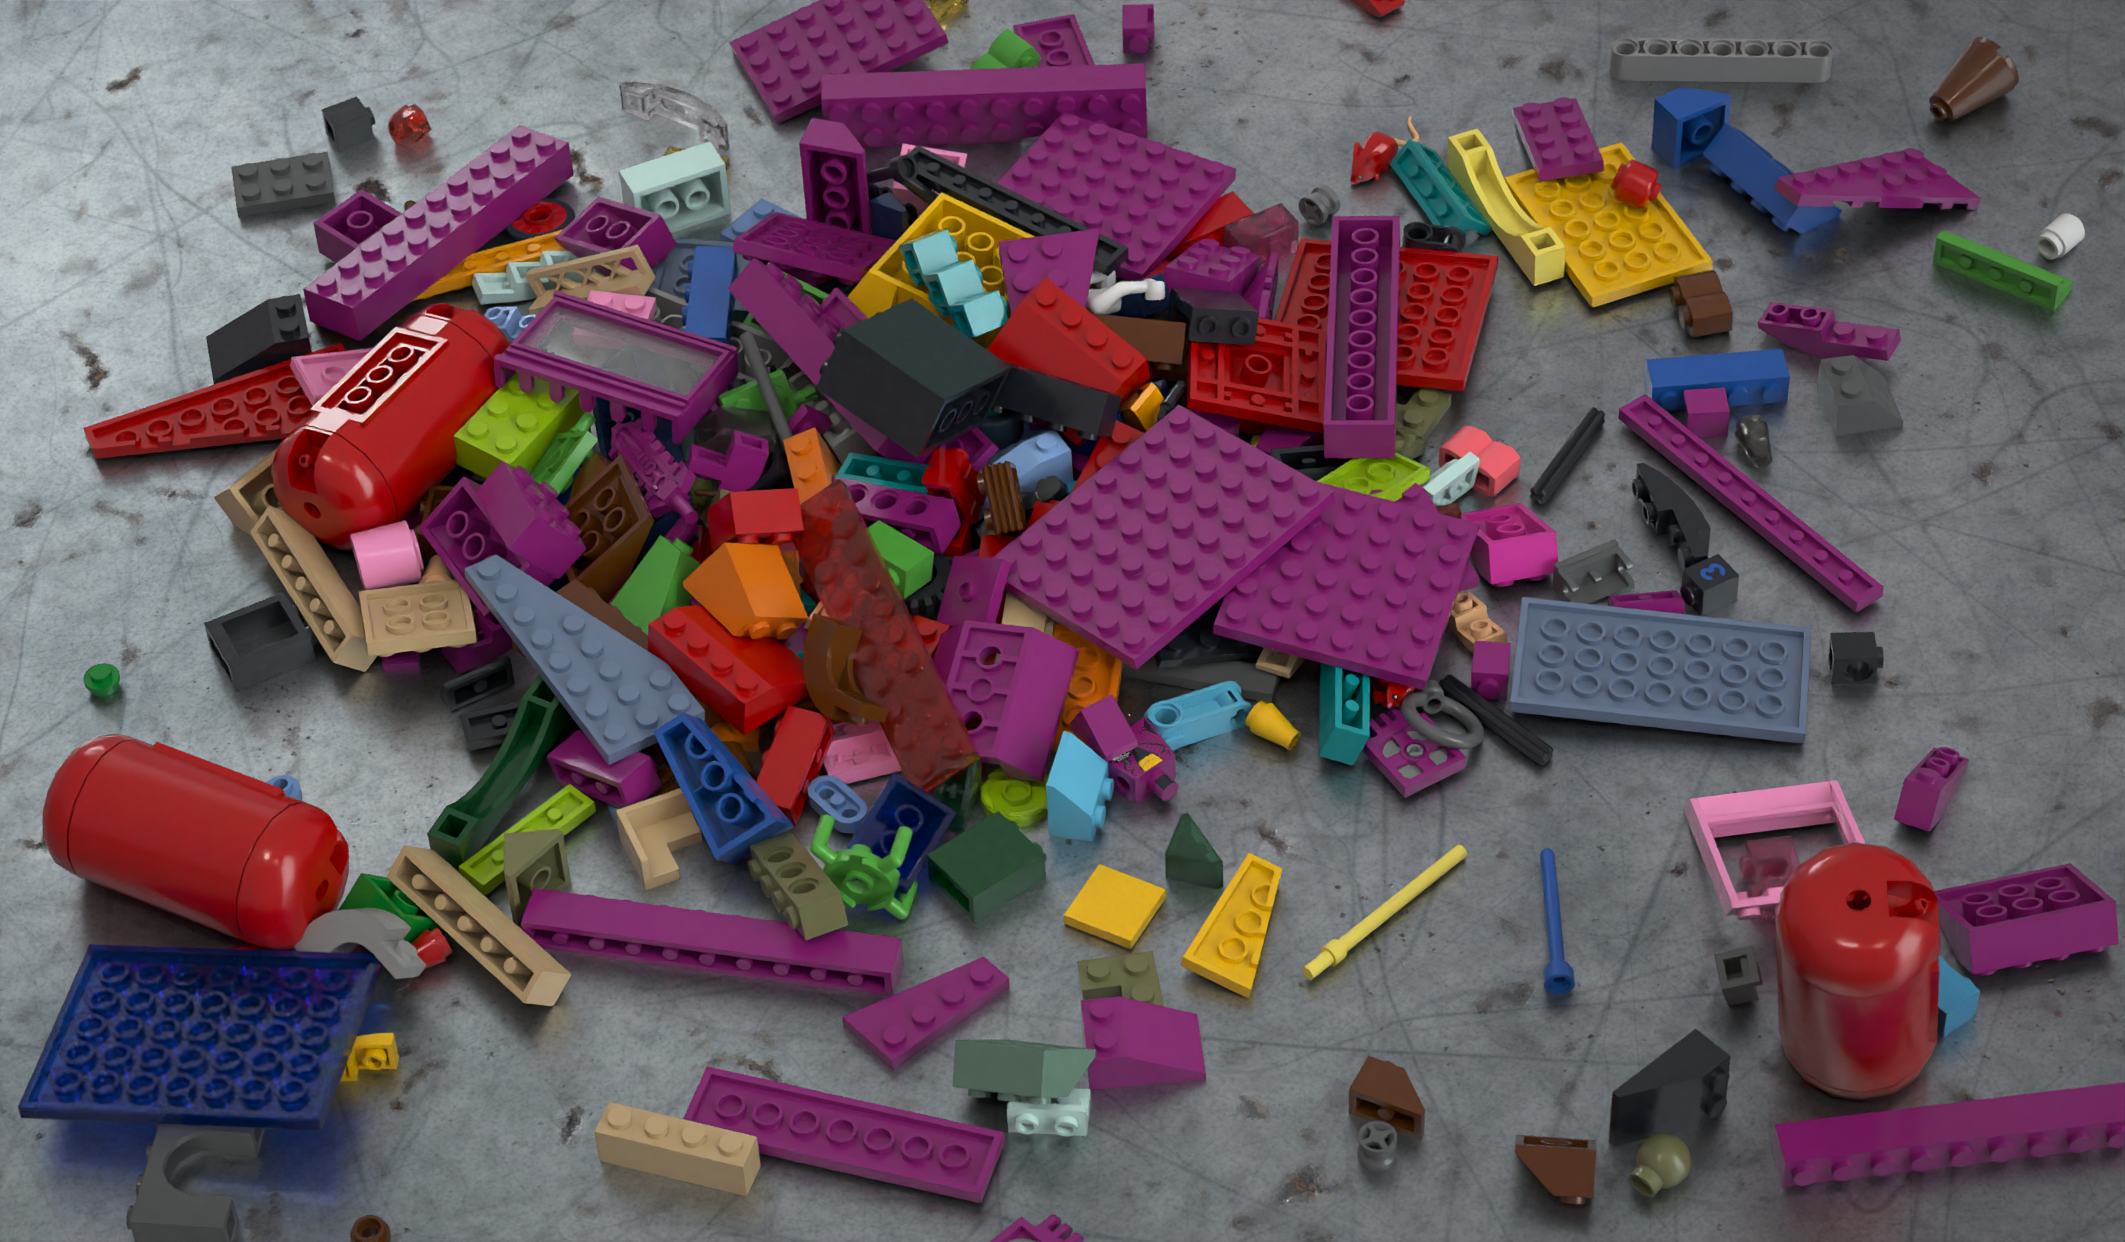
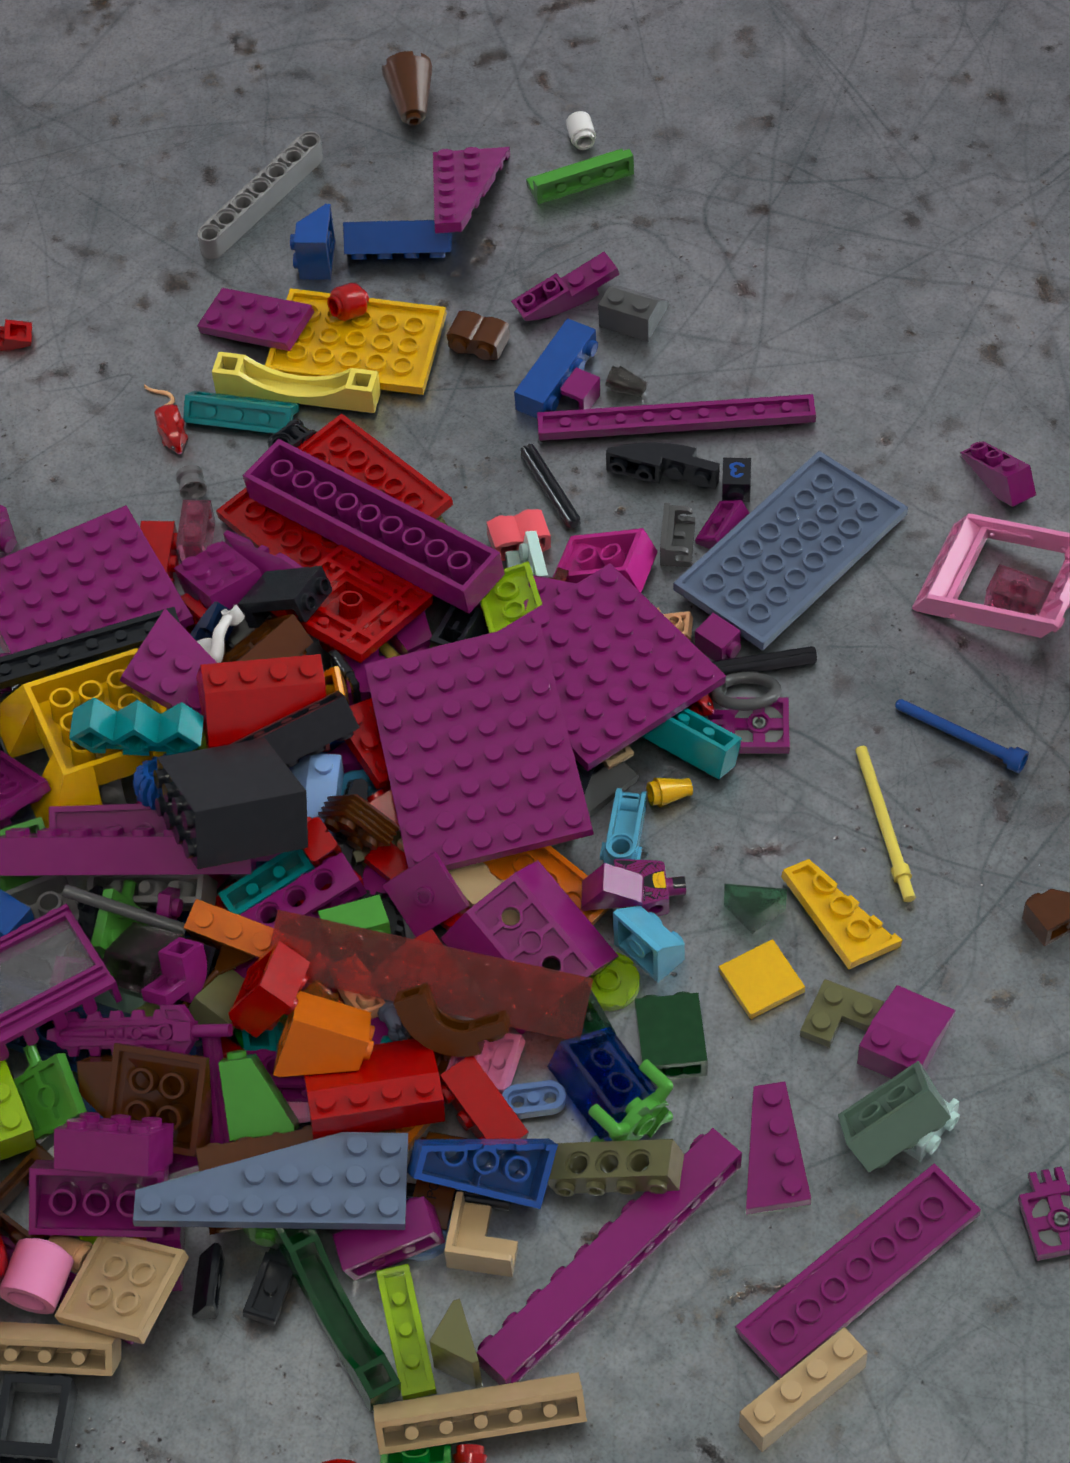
camera: 55 degrees left, 10 degrees up
(1854, 658) = (859, 445): black brick -> none

